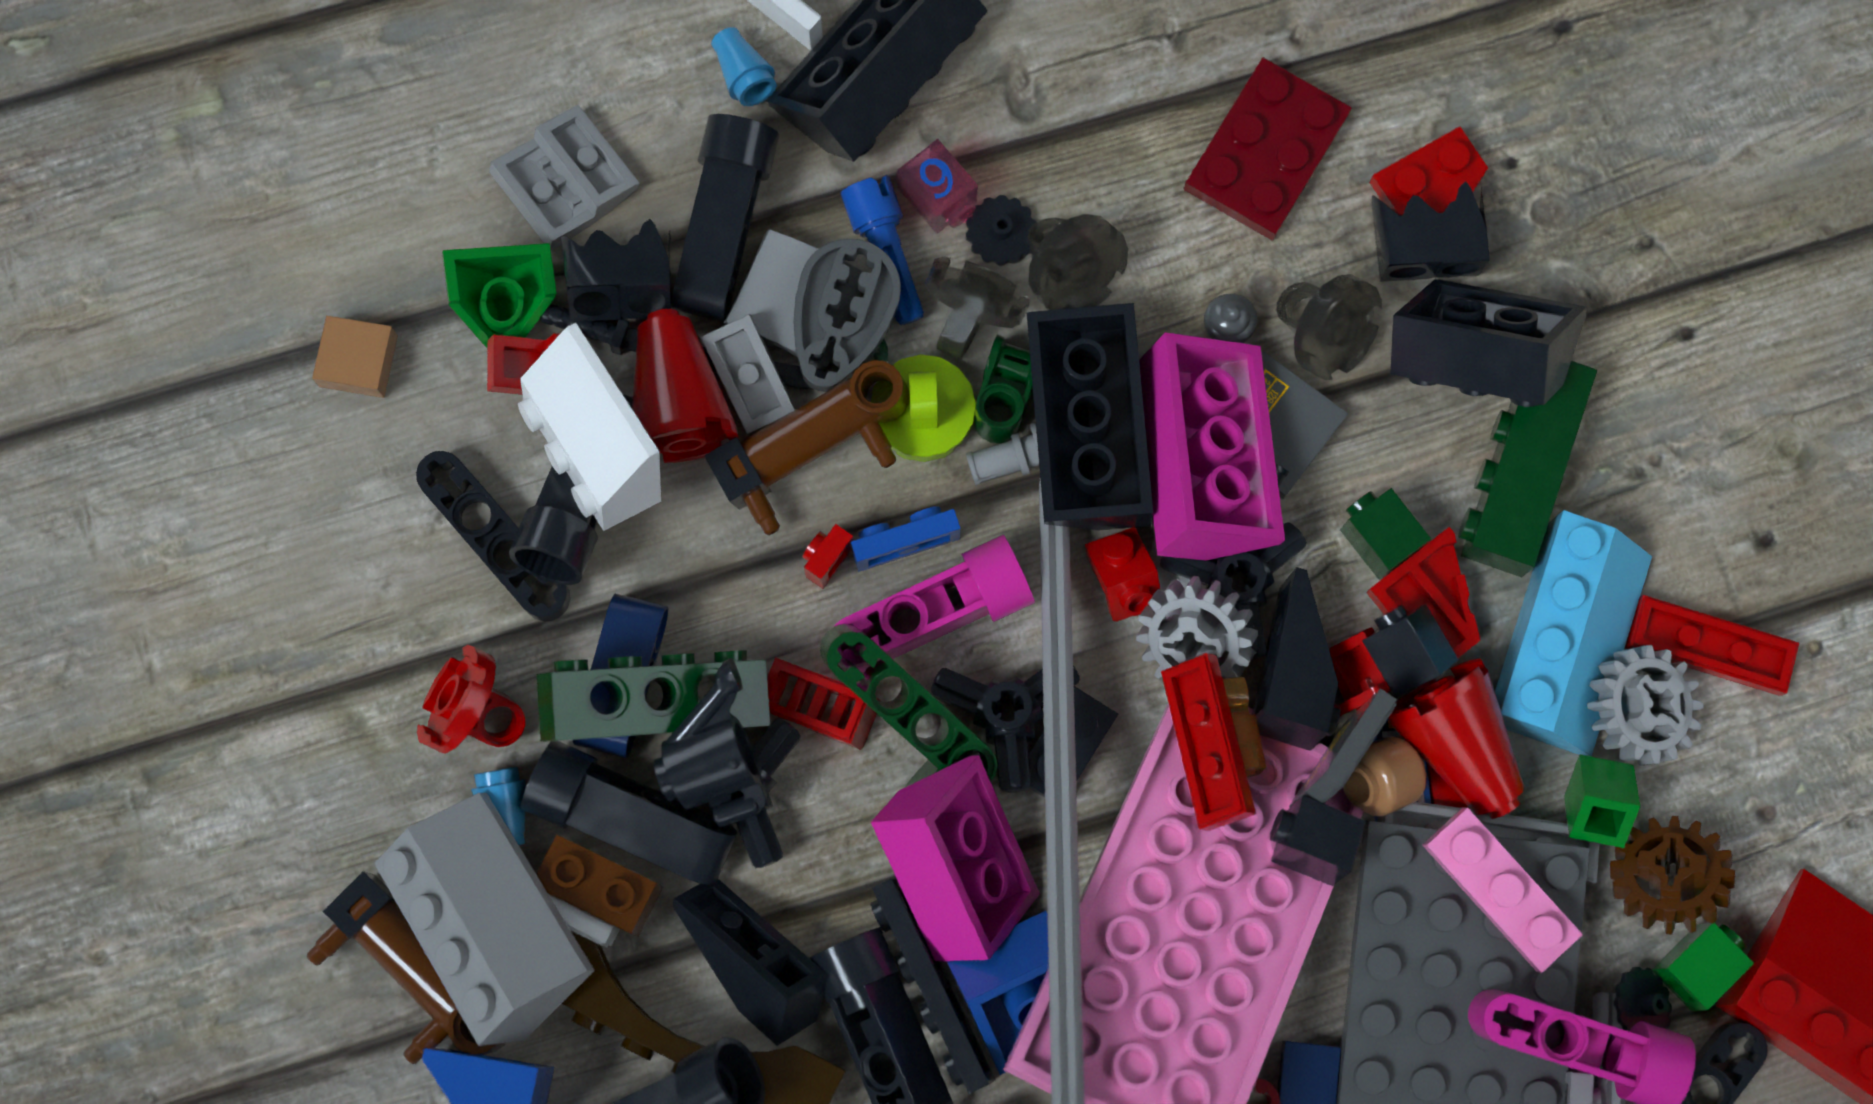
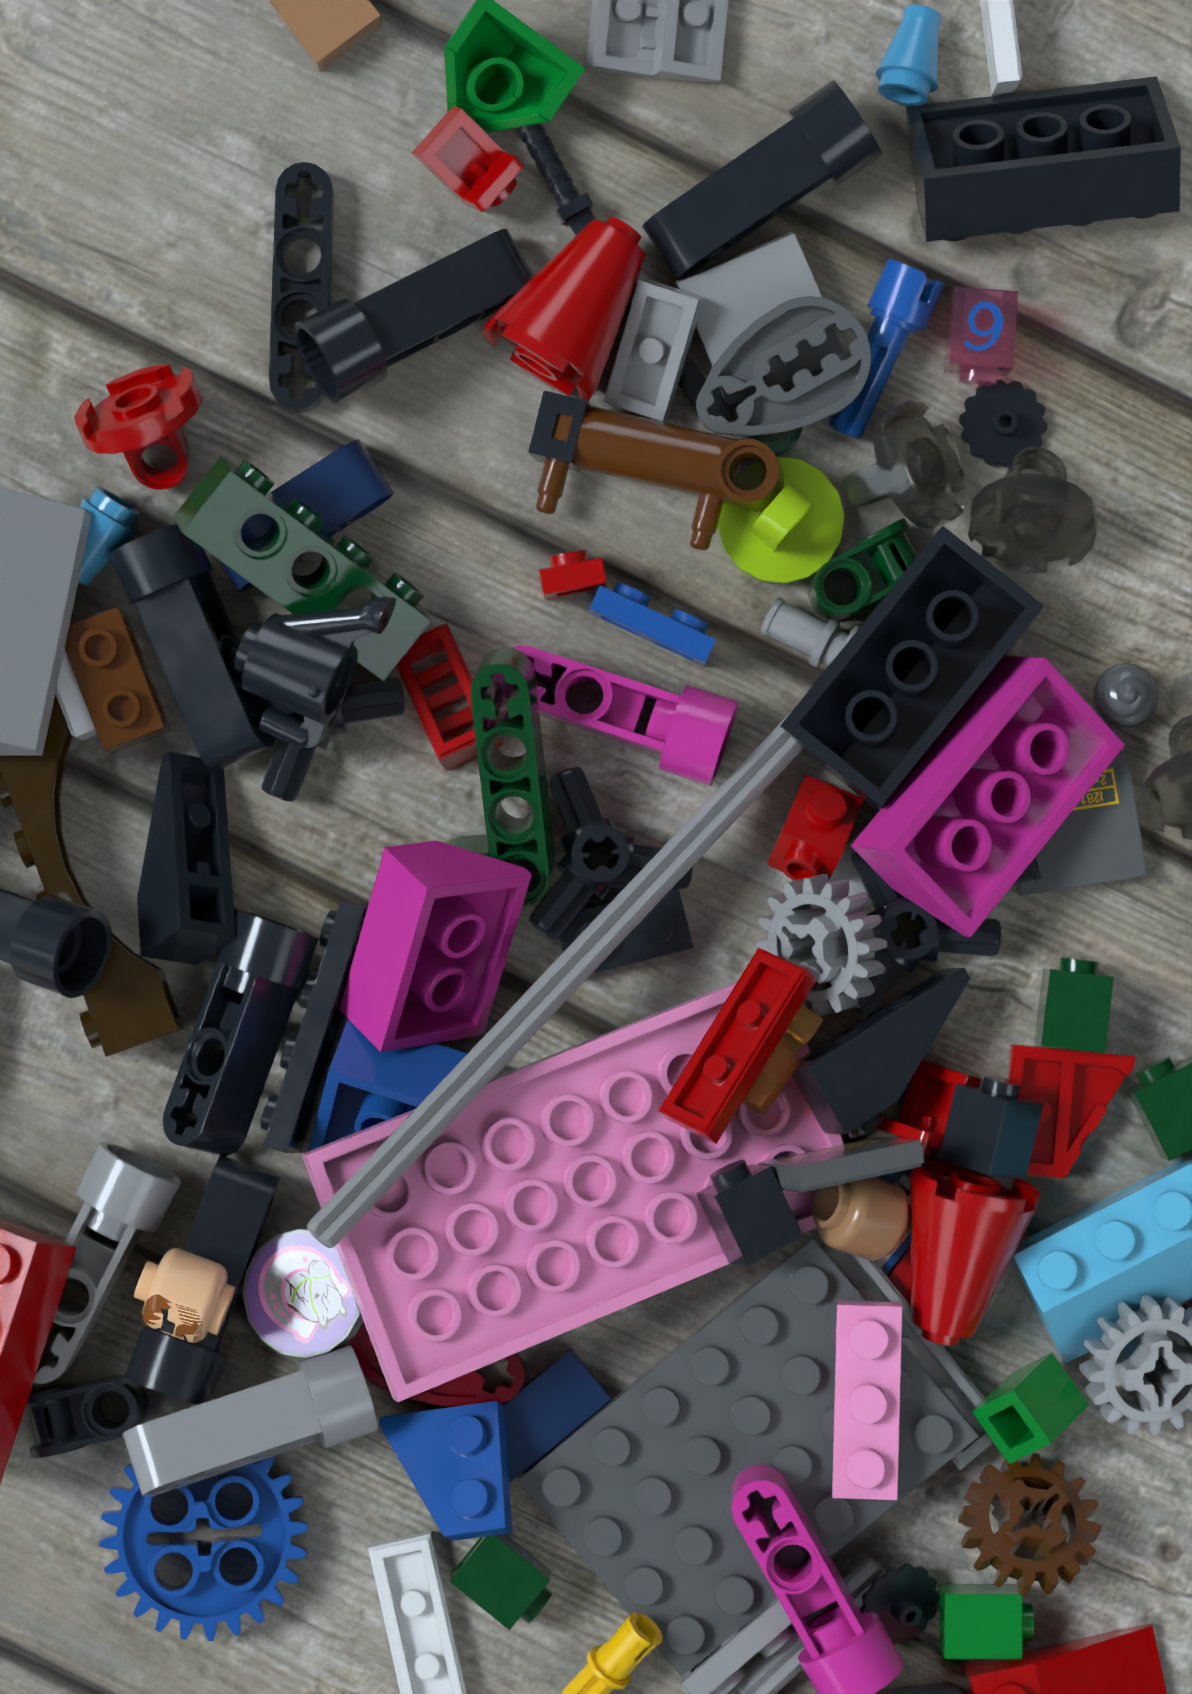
camera: 45 degrees right, 10 degrees up
(590, 431) = (457, 283): white slope -> none
(615, 278) = (614, 158): black piece -> none

